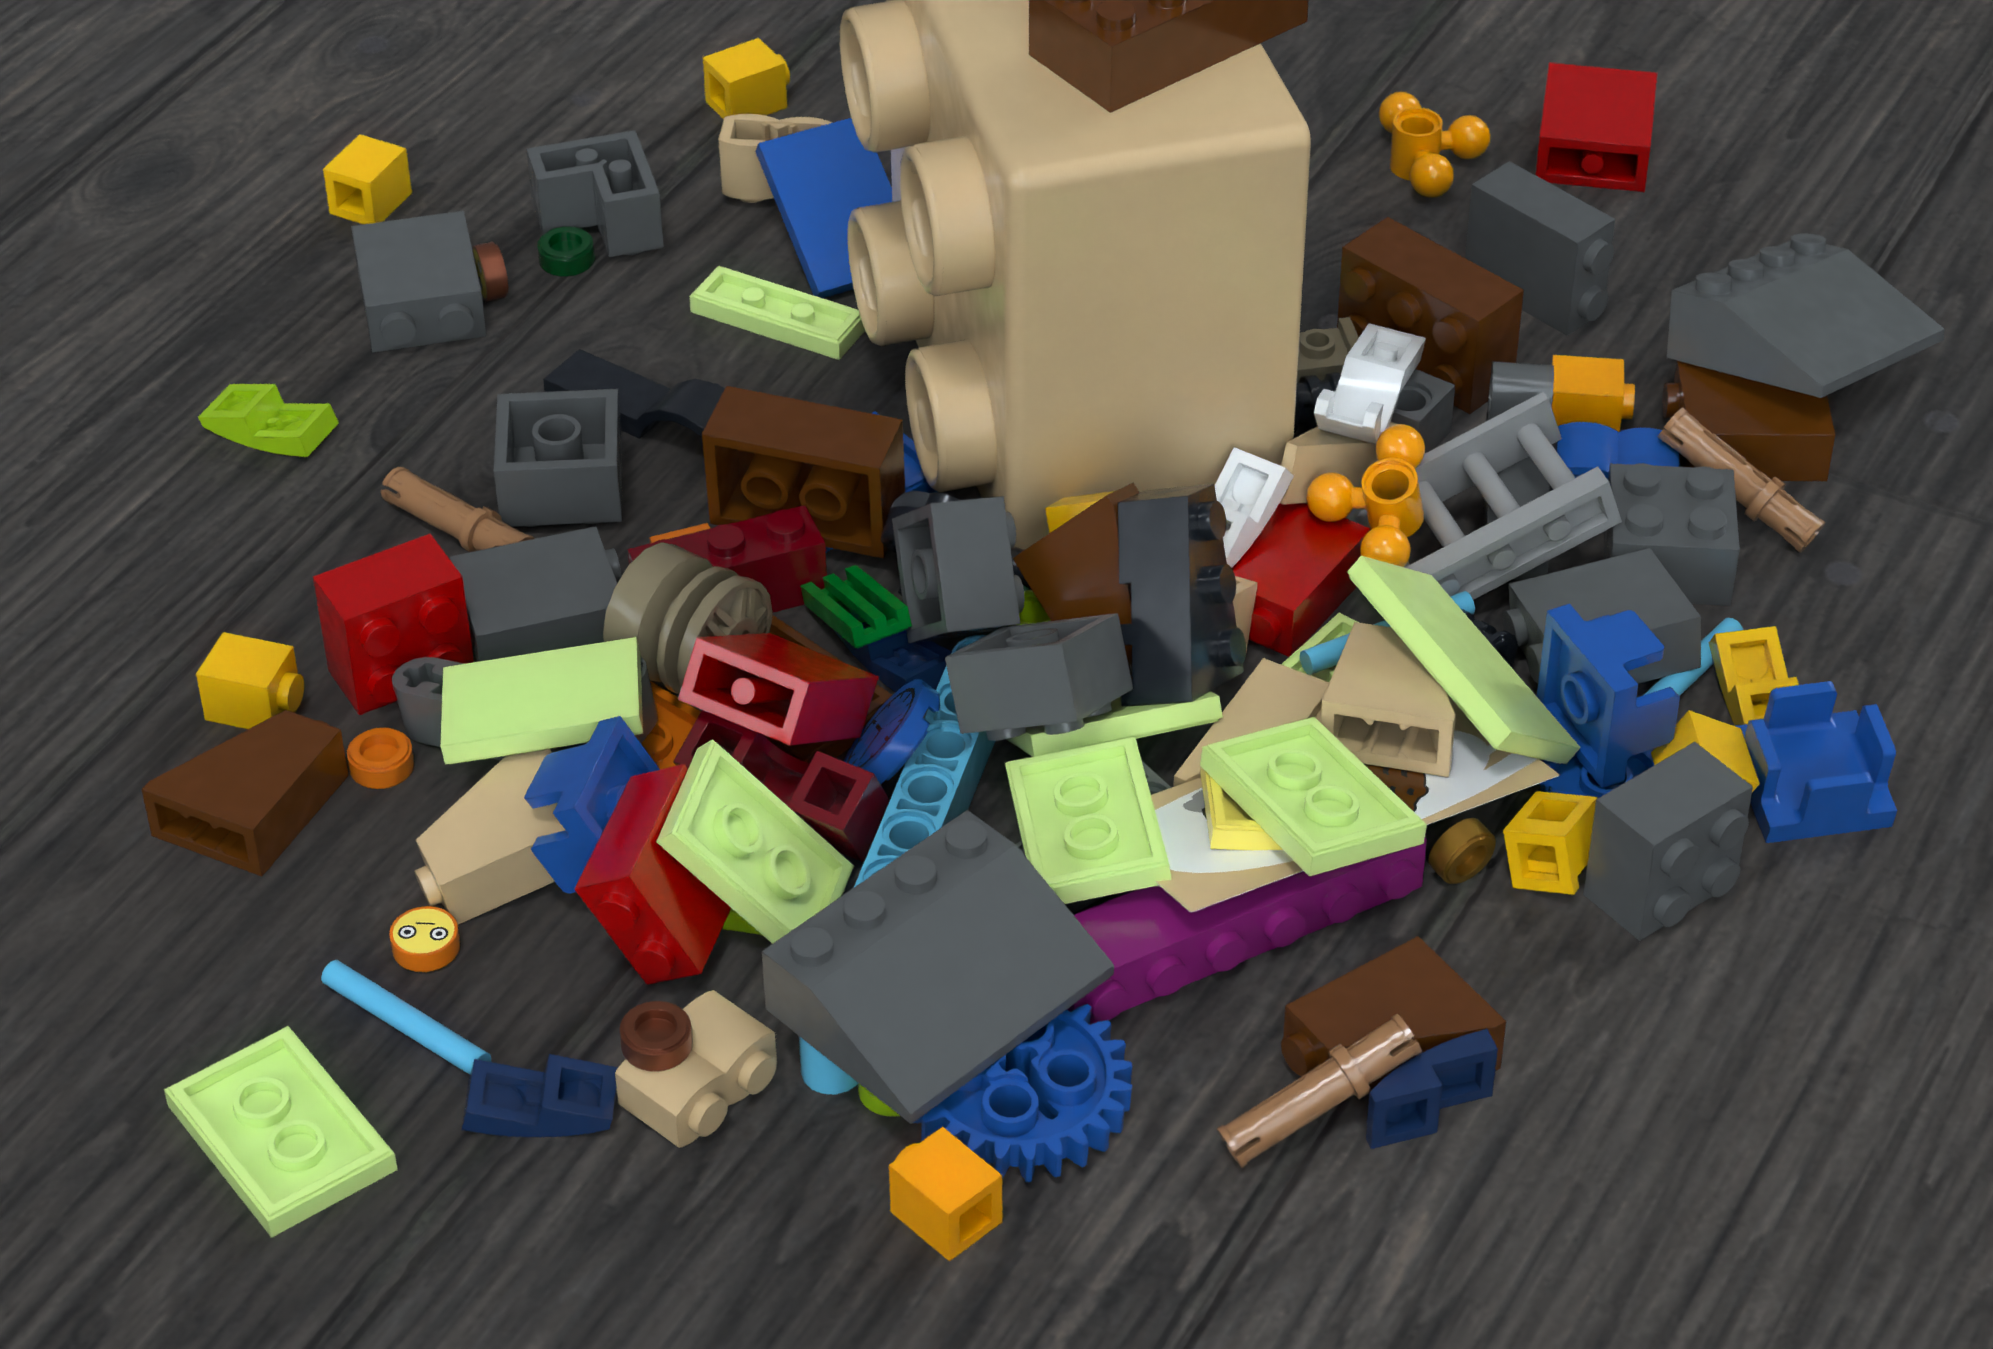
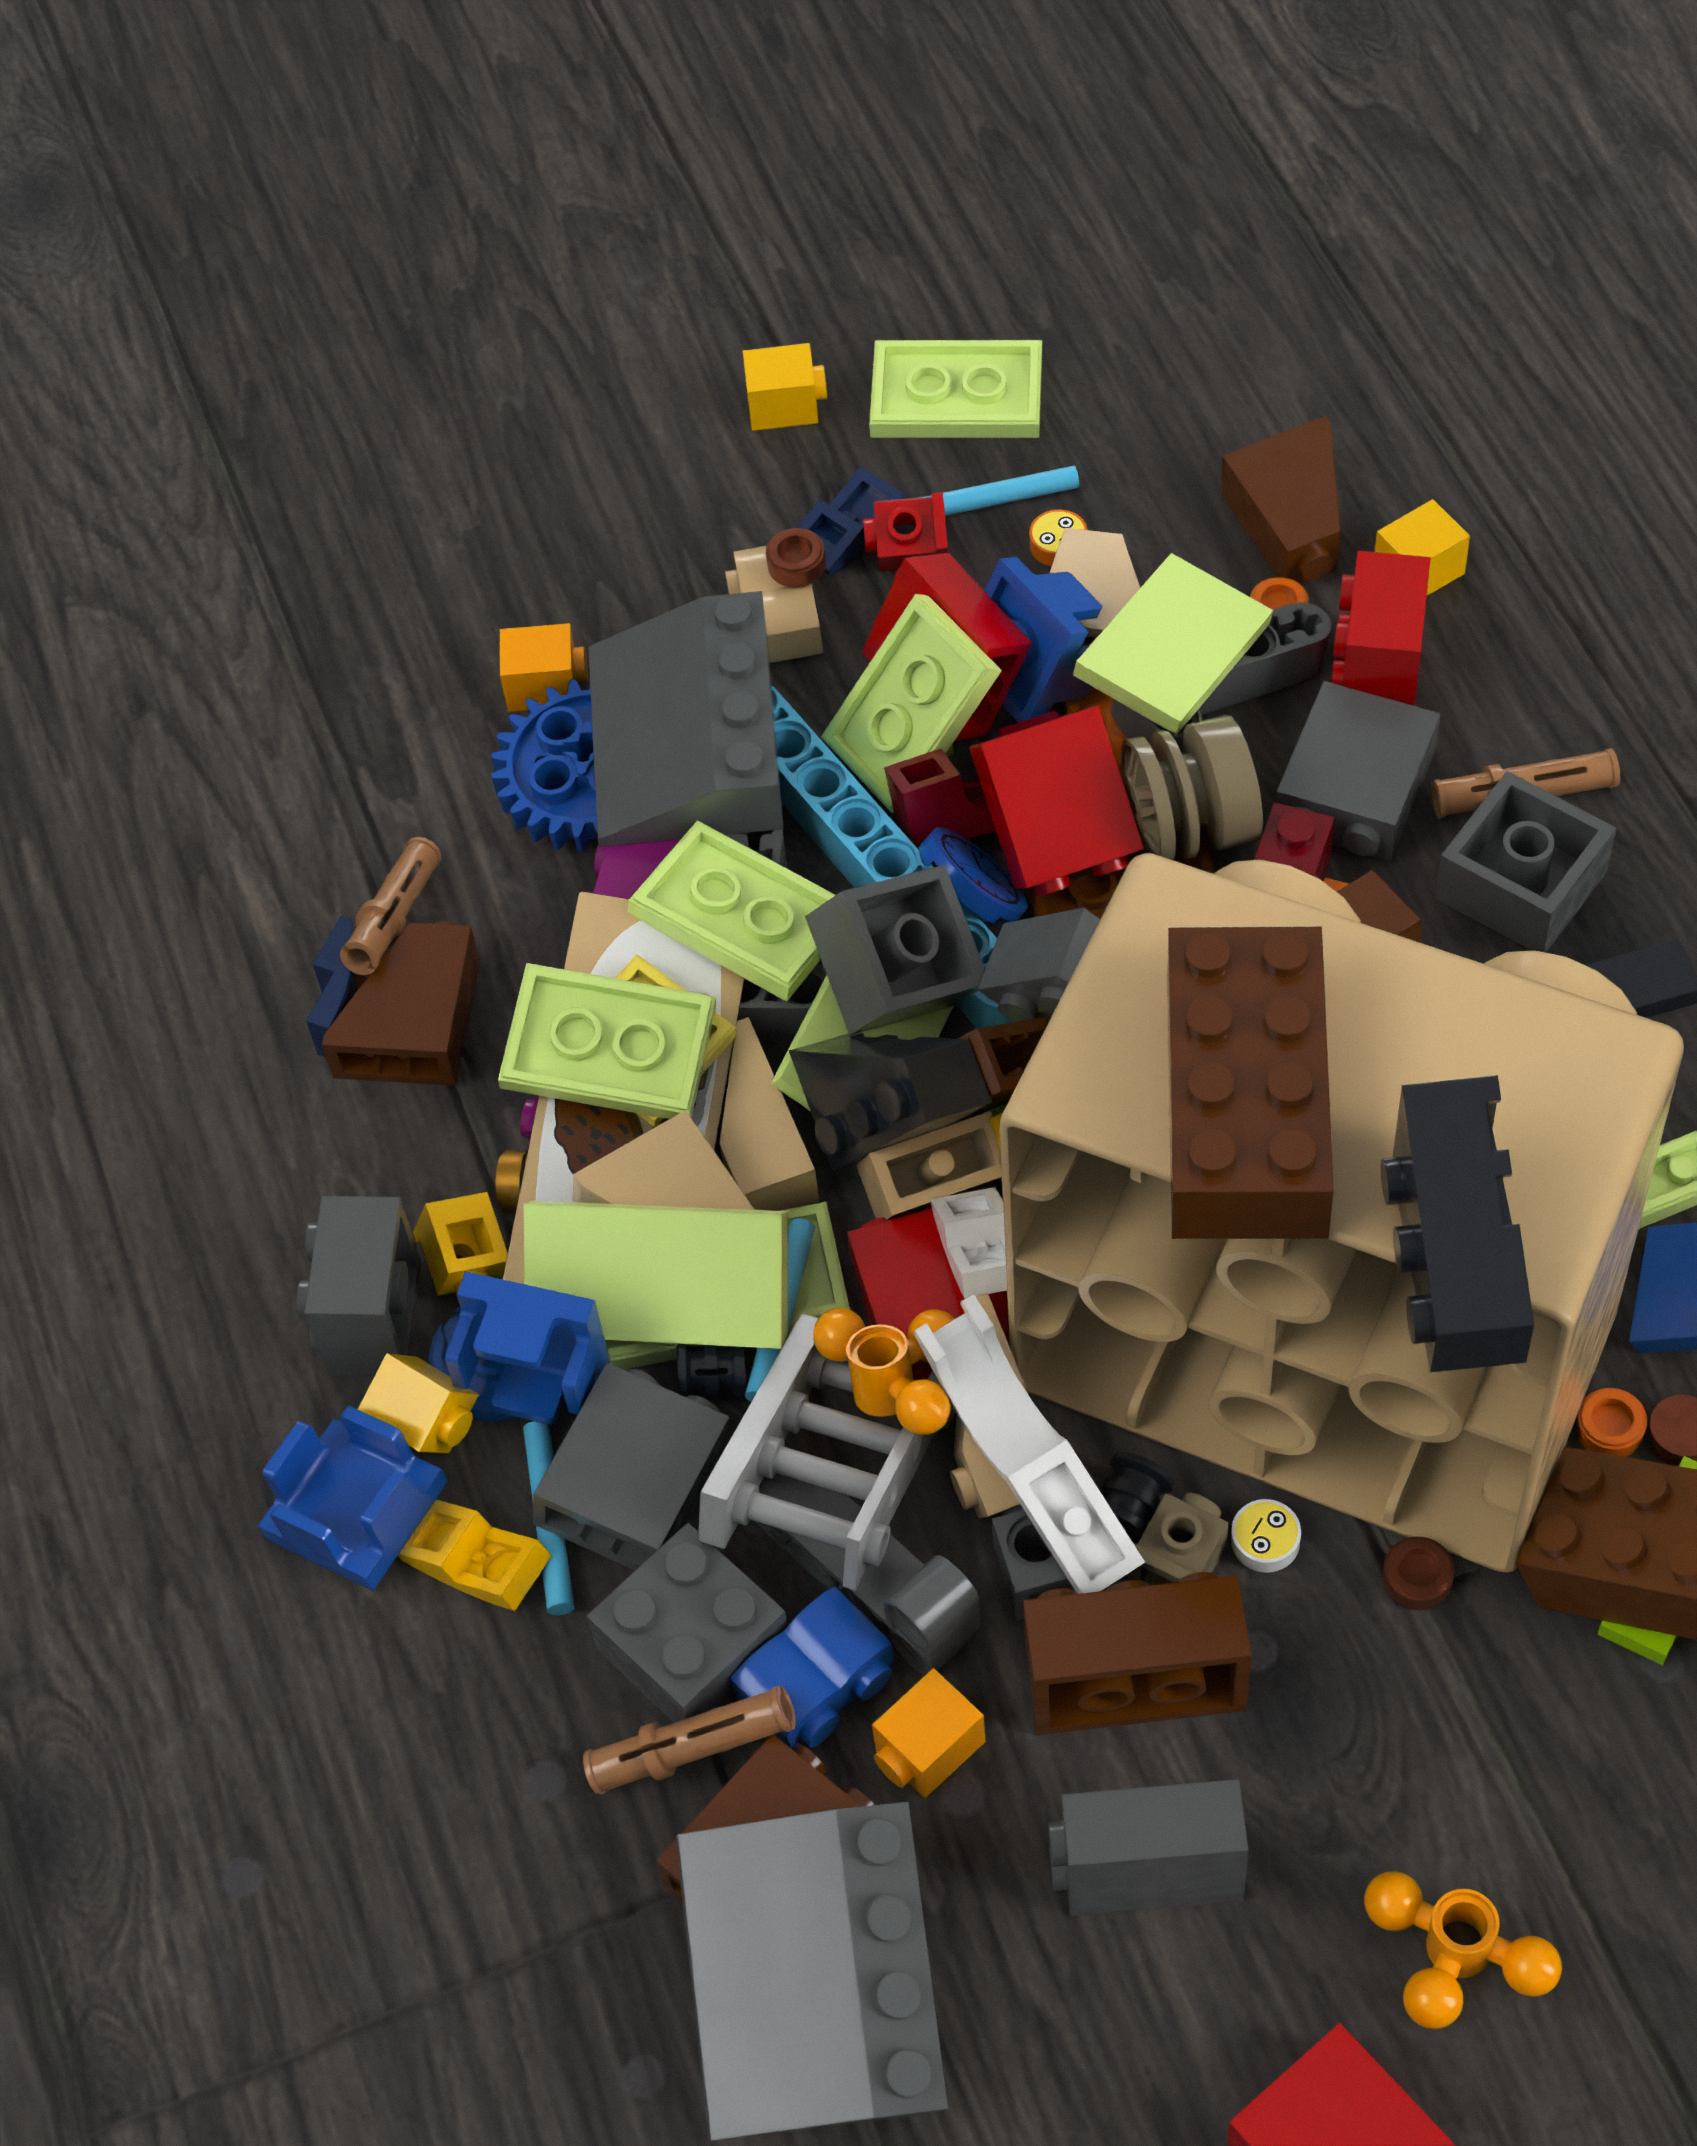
camera: 135 degrees right, 15 degrees up
(406, 1244) = (783, 386): none -> yellow brick
(524, 1015) = (926, 539): none -> red brick

